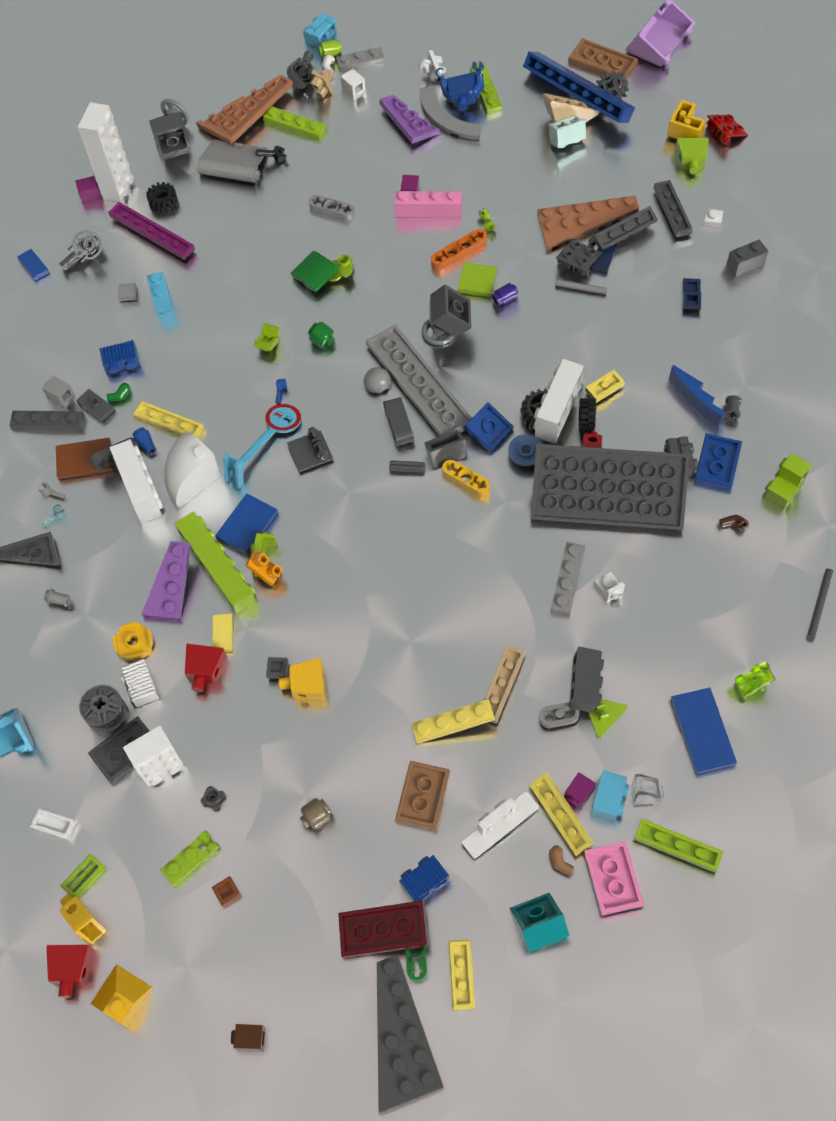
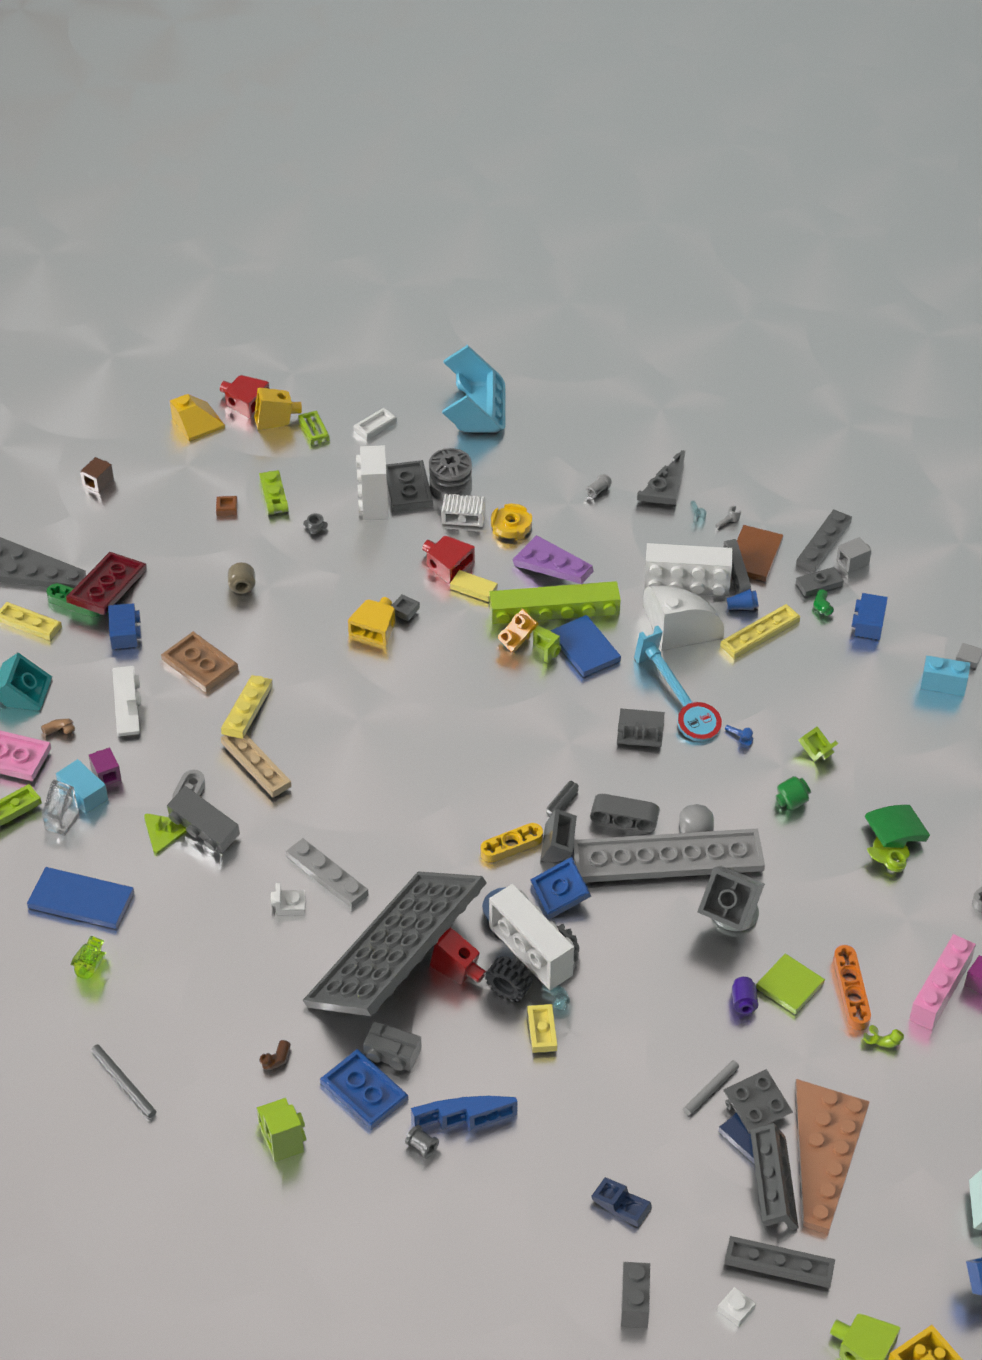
camera: 115 degrees right, 15 degrees down
(561, 814) = (88, 745): light yellow plate -> none

